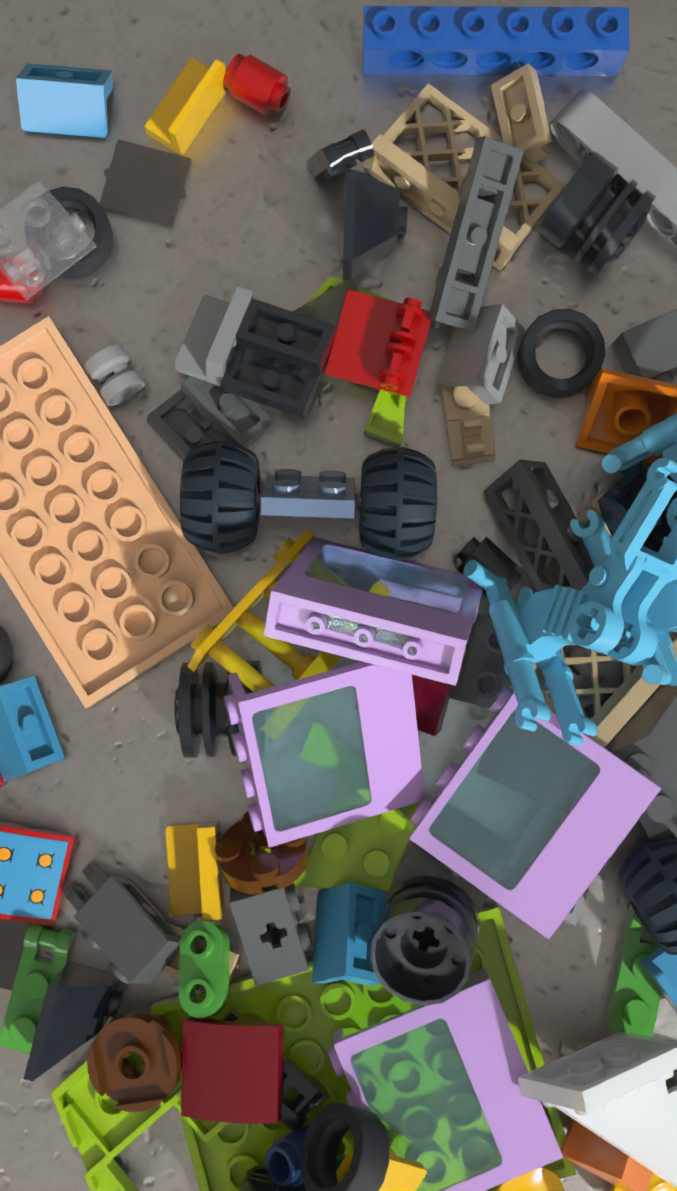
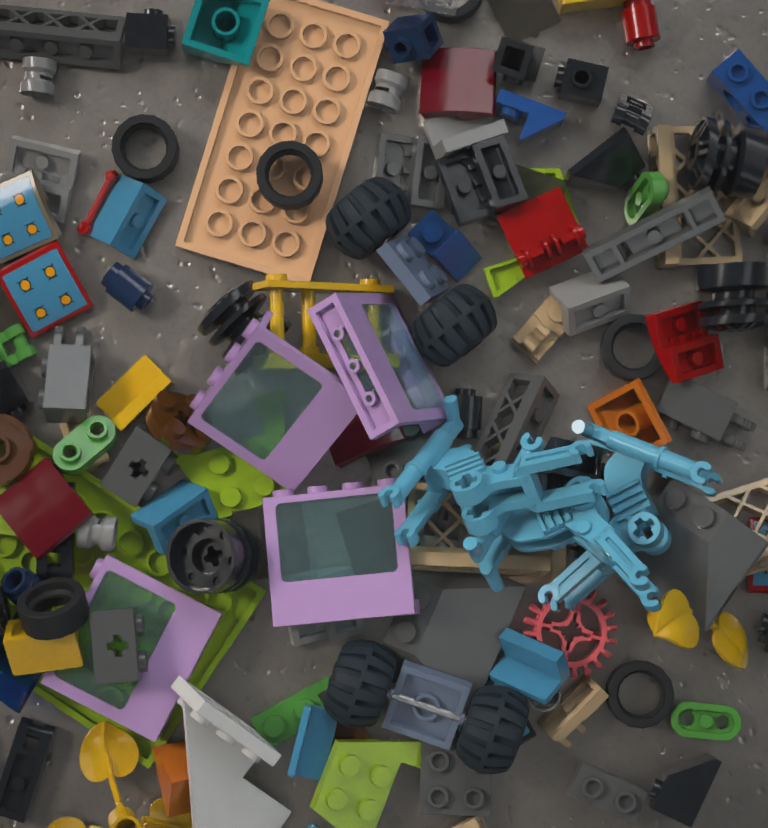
camera: 50 degrees right, 0 degrees up
(83, 306) = (413, 37): none -> dark blue brick
(83, 519) = (277, 151): none -> black tyre
(86, 788) = (128, 287): none -> dark blue brick
(165, 301) = (458, 83): none -> slope
(192, 225) = (518, 60): none -> black brick
(260, 254) = (538, 116): none -> blue slope
(266, 186) = (581, 82): none -> black brick
(304, 1028) = (99, 533): none -> light grey wheel
(310, 448) = (445, 245): none -> blue slope
(429, 216) = (645, 196): none -> bright green plate
(447, 1142) = (105, 628): none -> dark grey brick
(458, 100) = (726, 157): none -> black wheel
(599, 304) = (681, 345): none -> red slope

